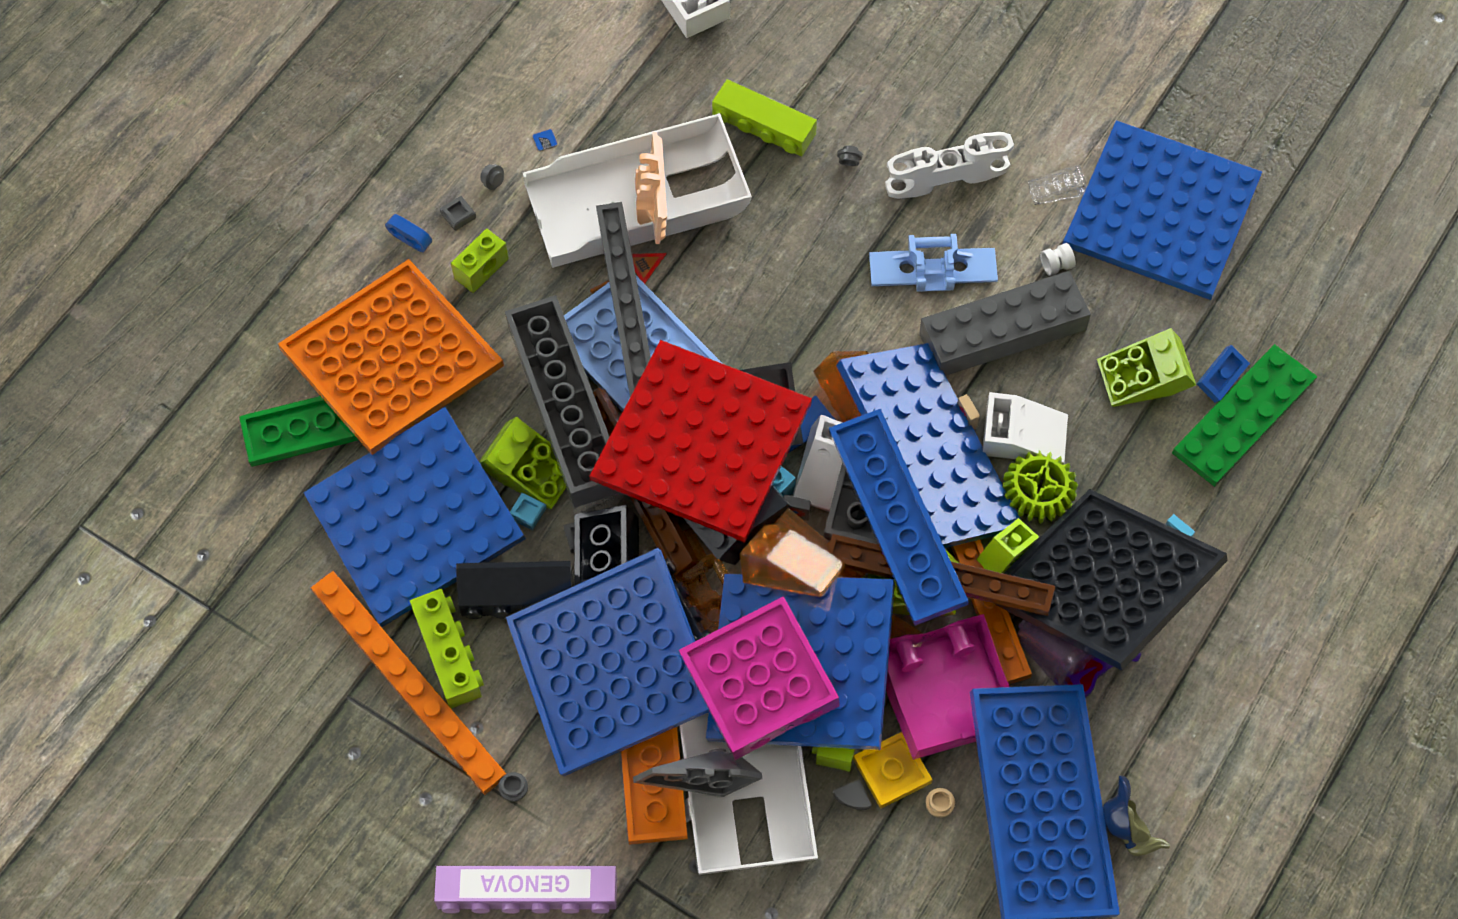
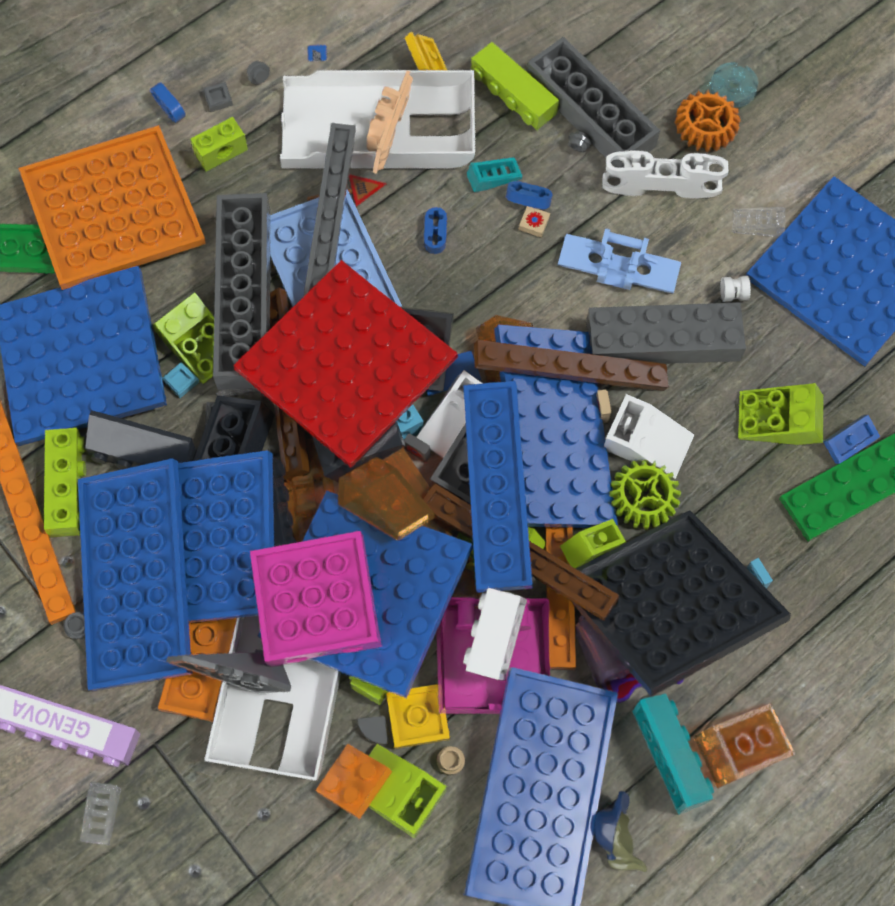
camera: 15 degrees right, 5 degrees up
(557, 716) = (133, 575): none -> blue plate
(660, 109) = (425, 53): none -> yellow plate
(729, 287) = (430, 230): none -> blue beam
(762, 223) = (481, 181): none -> teal slope
(818, 223) = (529, 195): none -> blue beam
(832, 249) = (534, 221): none -> tan tile
(851, 112) = (592, 101): none -> dark grey brick
(852, 850) = (353, 781): none -> orange plate
(898, 846) = (407, 794): none -> lime slope
(924, 380) = (570, 365): none -> reddish brown plate
(945, 660) = (495, 634): none -> white brick
(973, 108) = (707, 112): none -> orange gear
(983, 69) = (744, 77): none -> clear light blue plate
(1155, 727) = (672, 753): none -> teal slope
(1221, 699) = (744, 745): none -> clear orange slope

